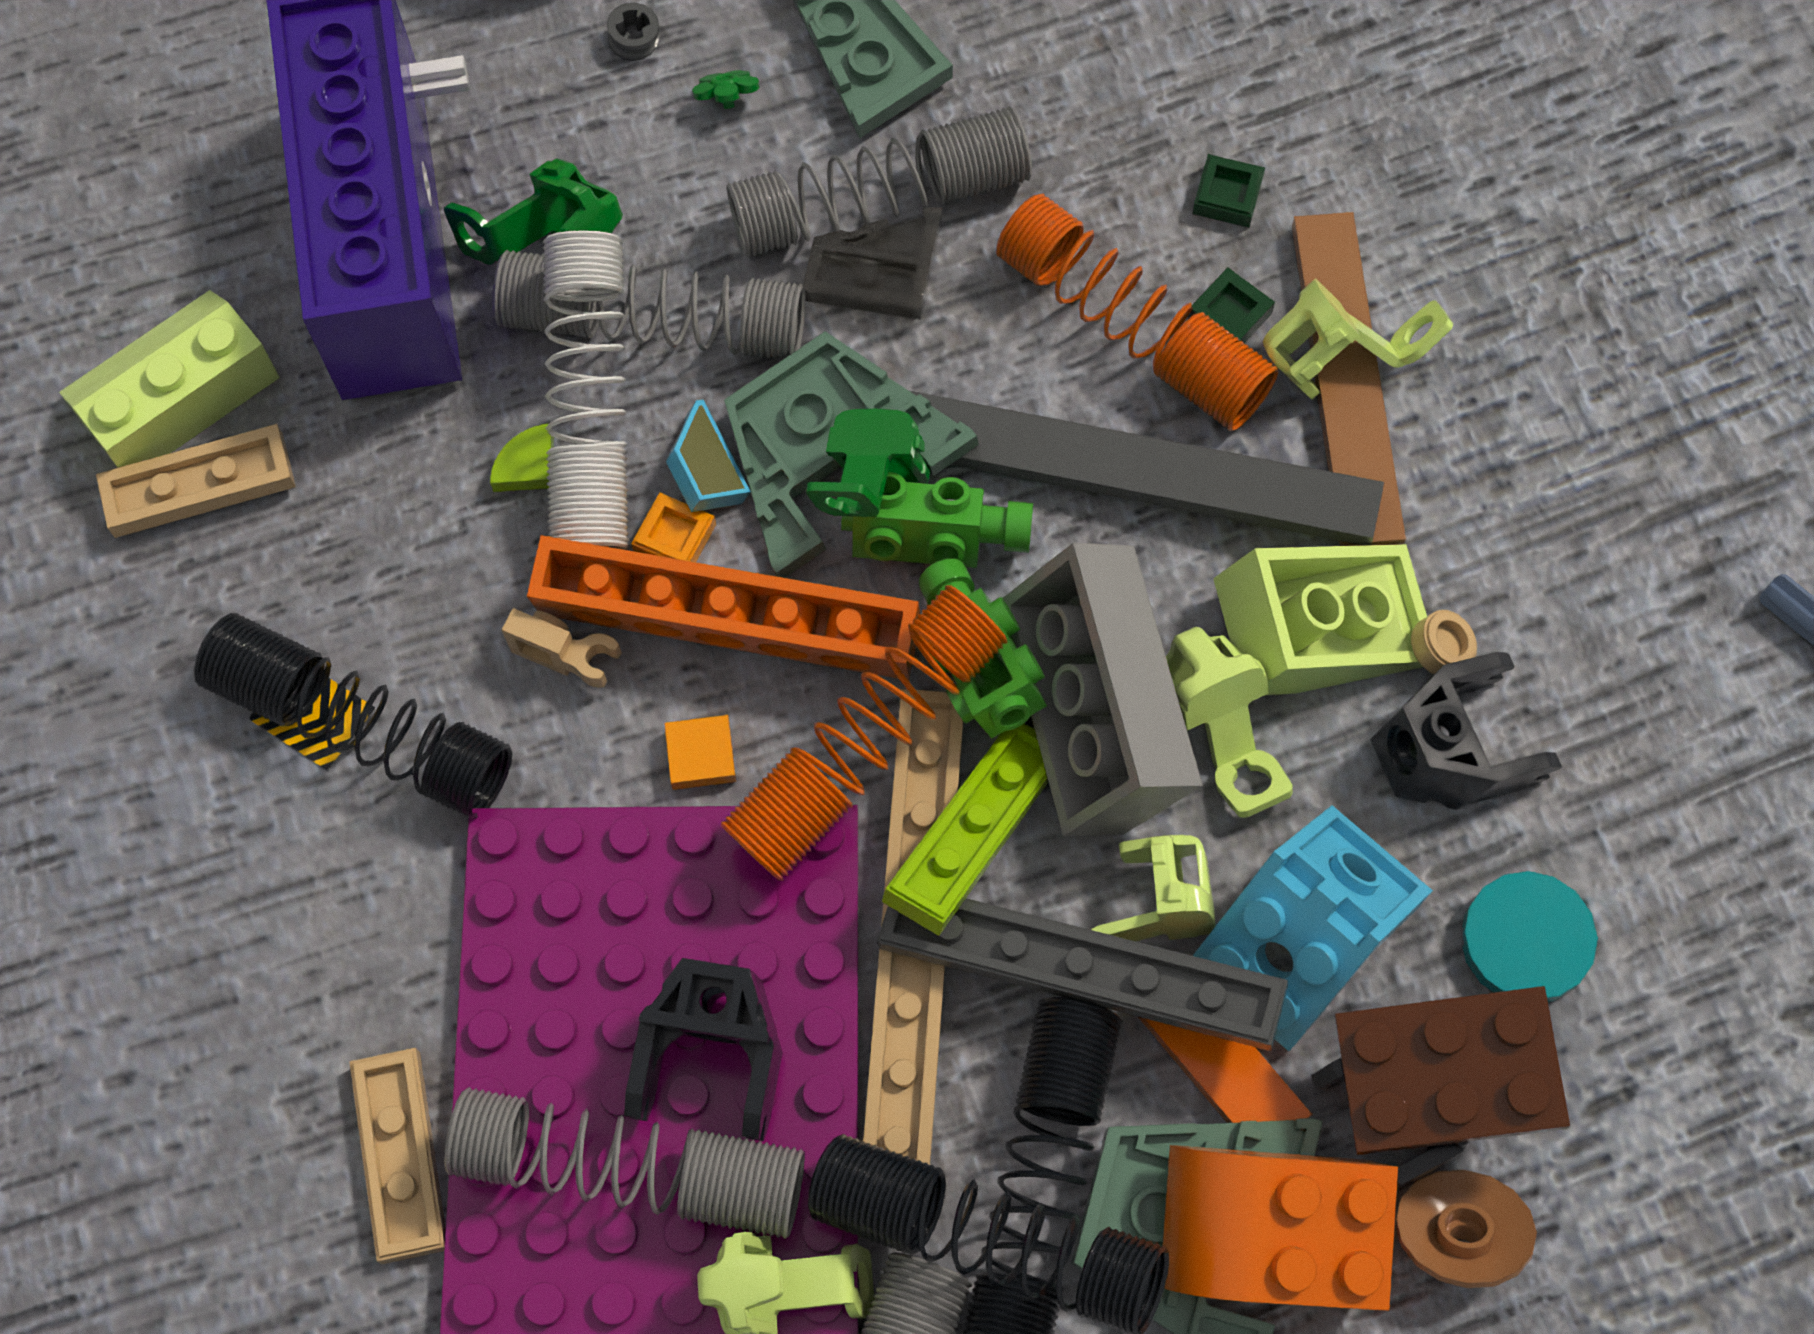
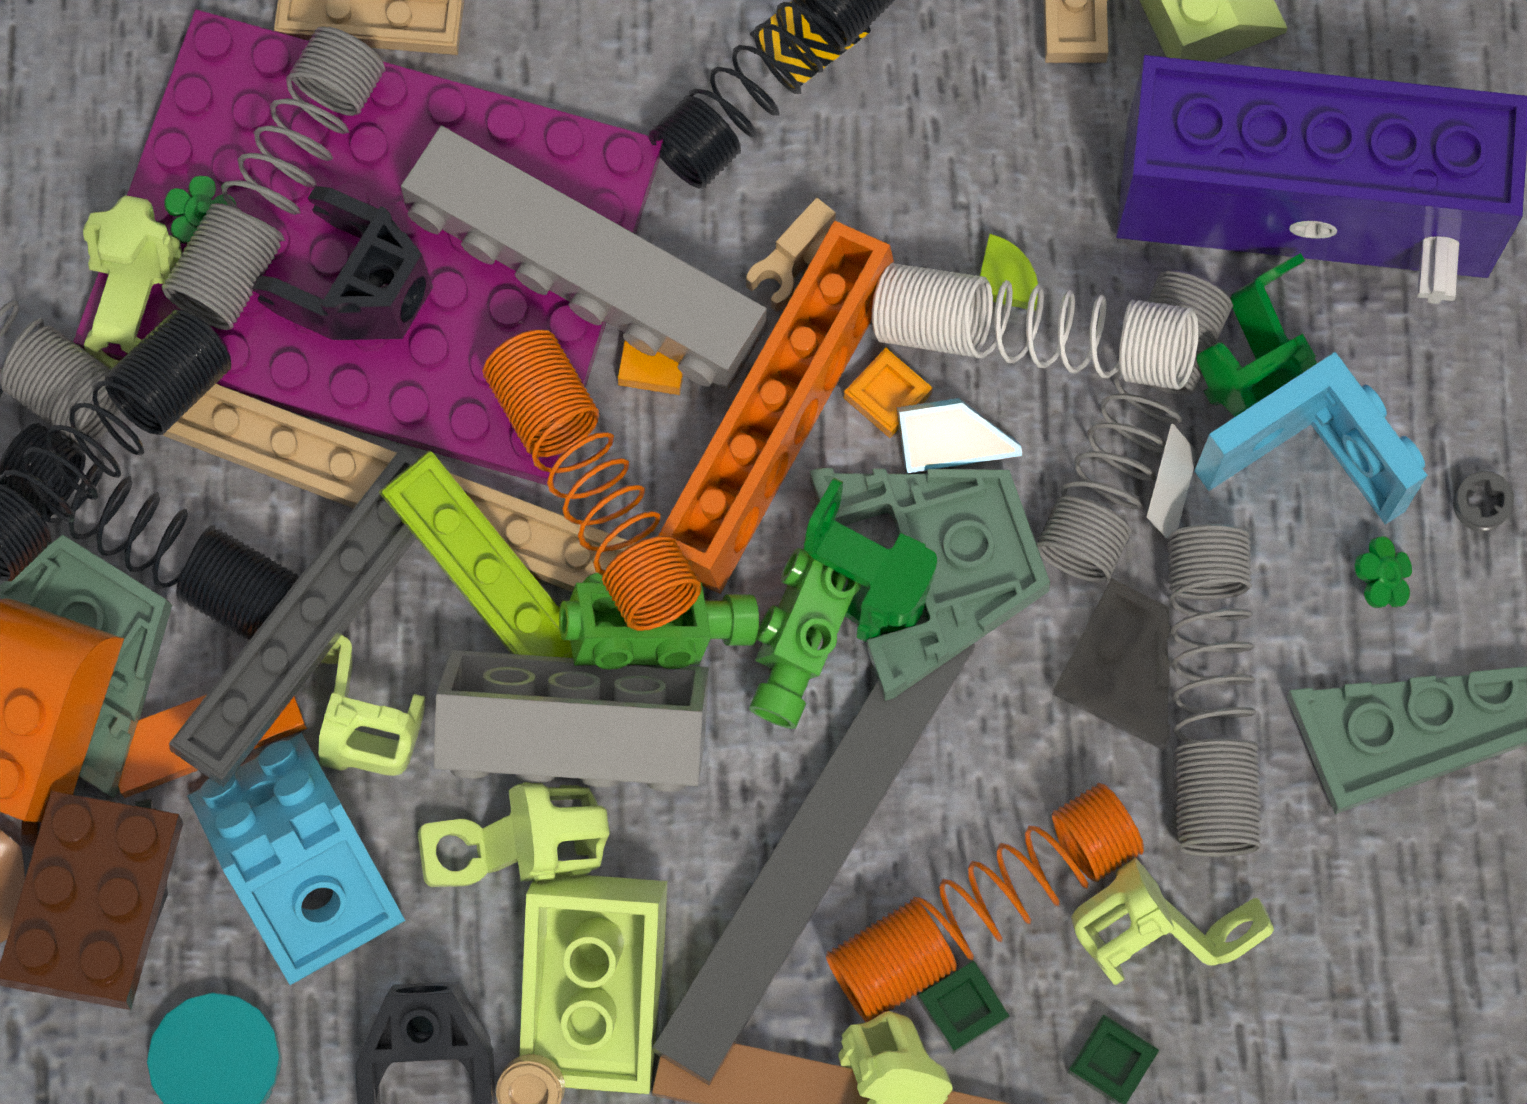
camera: 105 degrees right, 5 degrees up
(608, 122) = (1346, 419): none -> medium azure bracket
(627, 829) = (583, 259): none -> light grey brick
(677, 1243) = (191, 206): none -> green plant
(696, 263) = (1172, 483): none -> white sticker
(1089, 192) = (1153, 916): none -> yellowish green piece

